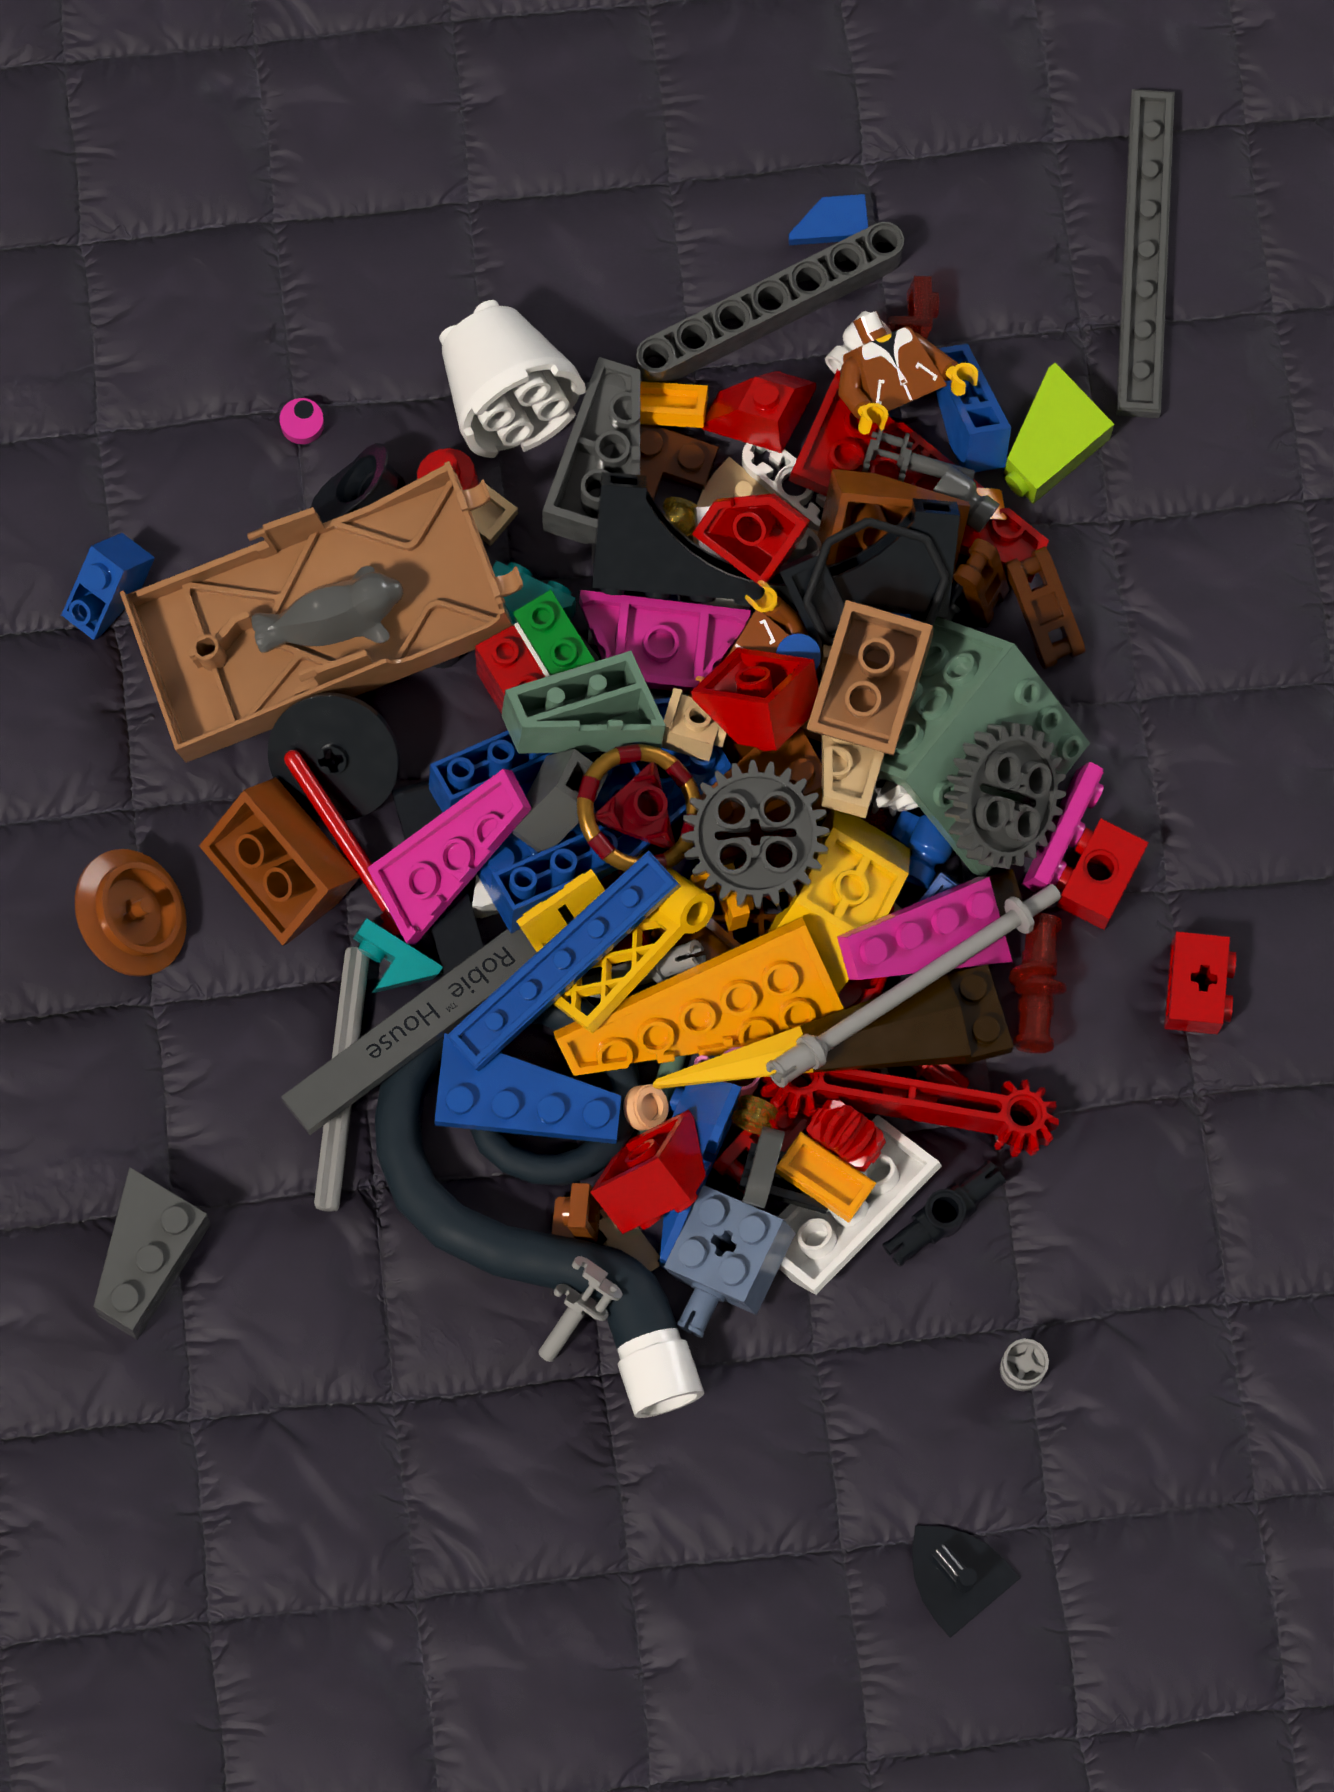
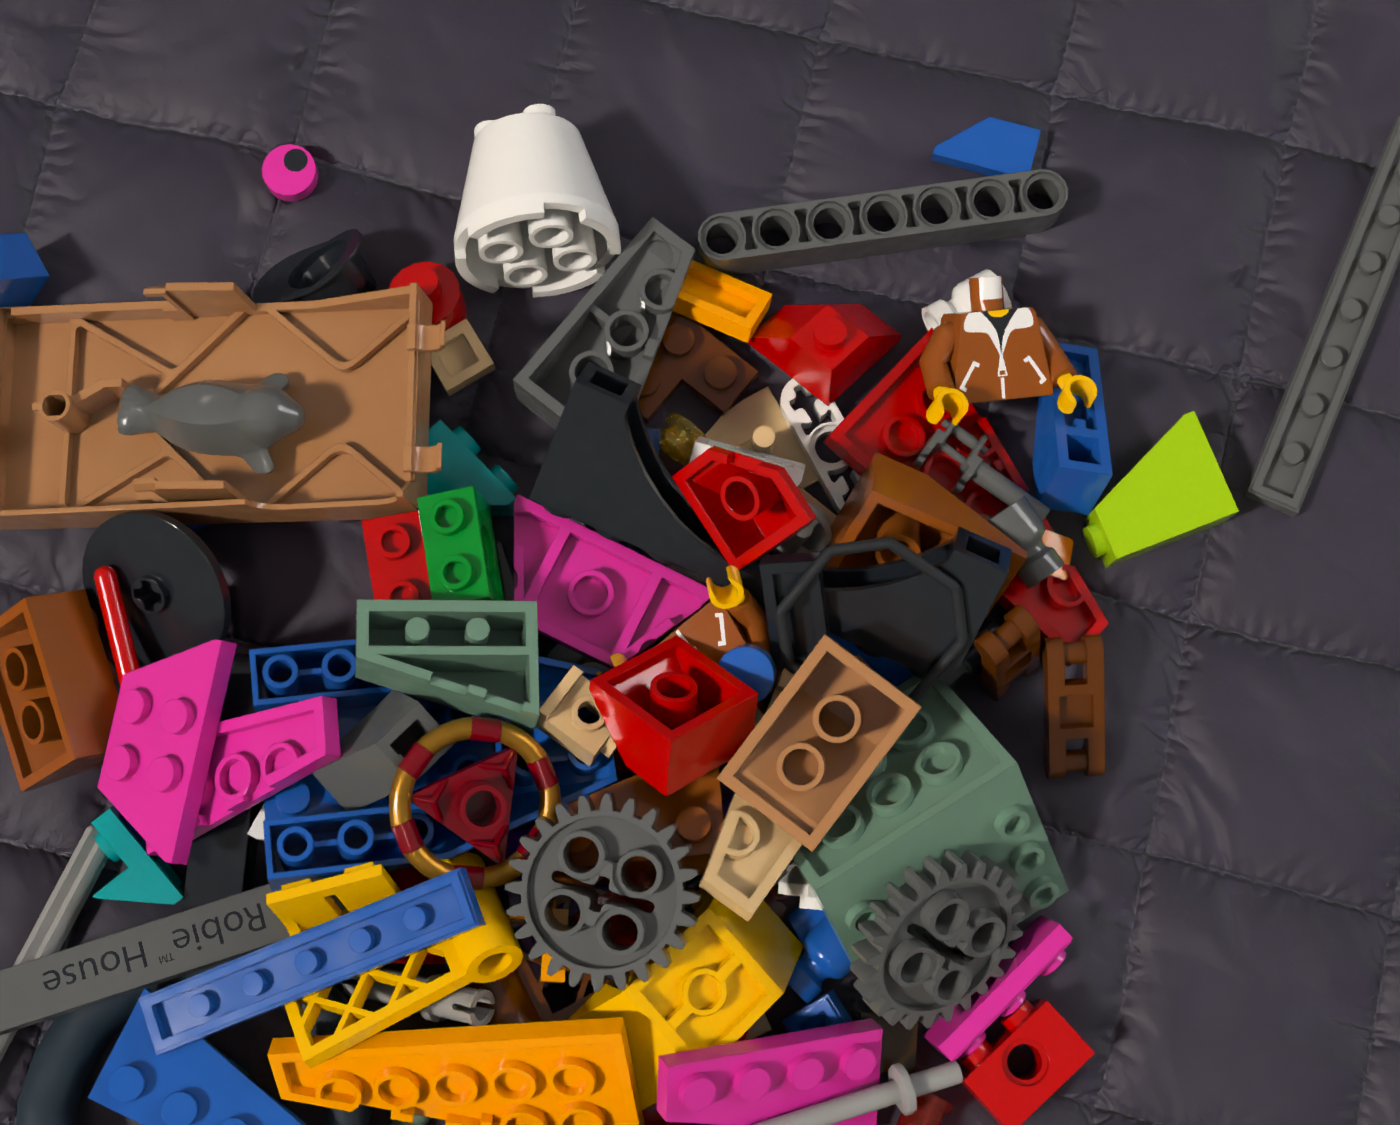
camera: 20 degrees right, 5 degrees up
(390, 854) = (165, 744): none -> dark pink wing
(922, 308) = (1058, 289): clear red bracket -> none

